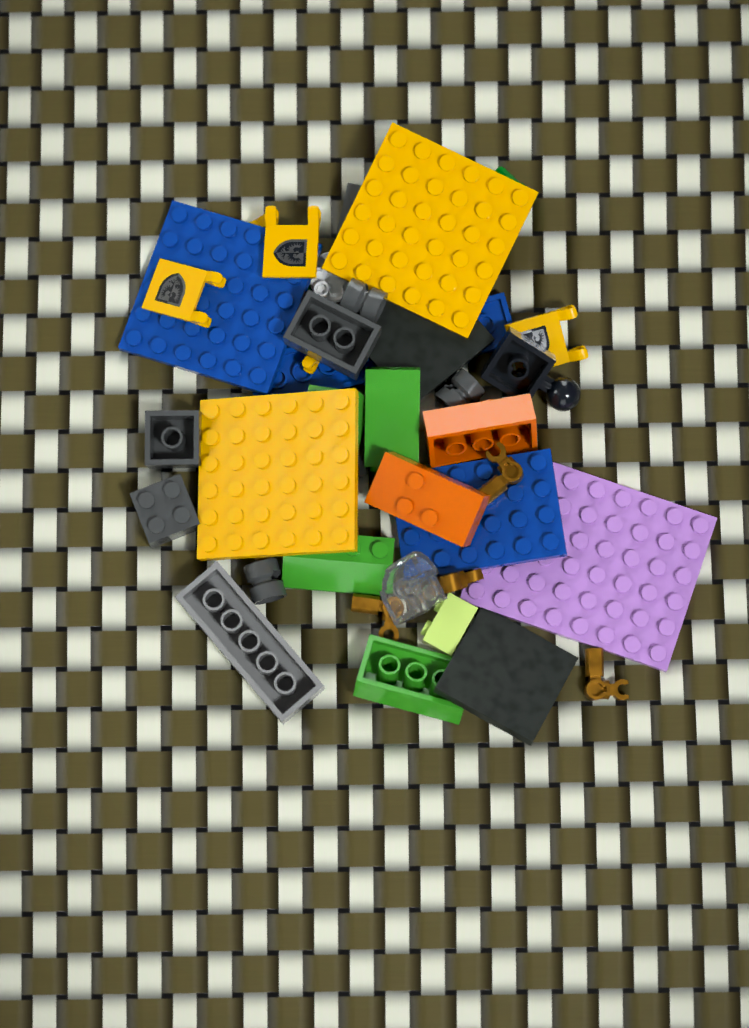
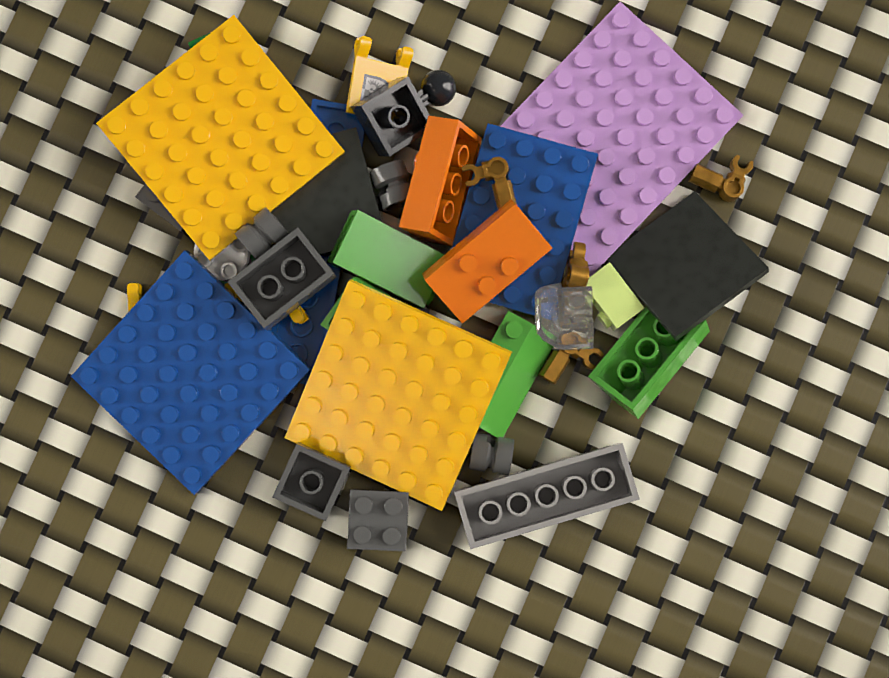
camera: 70 degrees left, 5 degrees up
(177, 291) = (165, 411): yellow flag -> none
(291, 249) = (176, 280): yellow flag -> none

